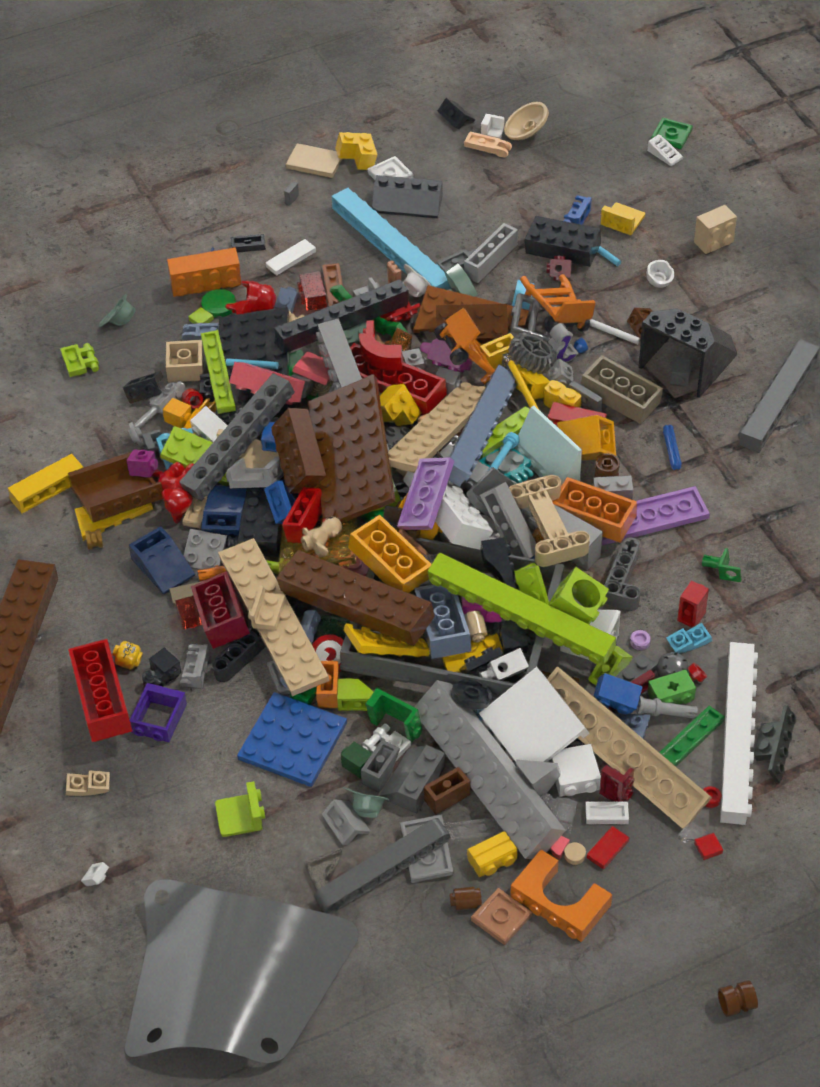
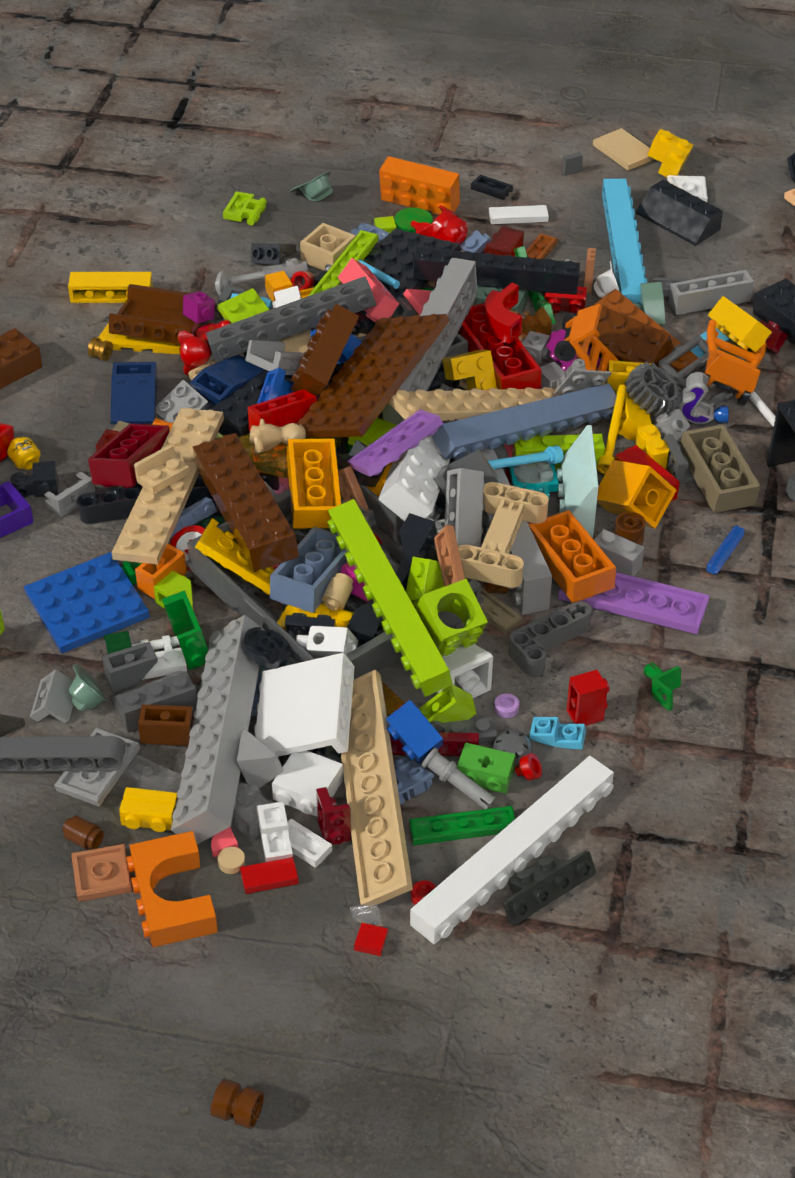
camera: 35 degrees right, 5 degrees down
(478, 373) = (578, 378): none -> light grey hinge
(534, 556) = (449, 556): none -> nougat tile
(538, 269) = (739, 325): none -> yellow brick
(587, 814) = (274, 831): none -> white slope

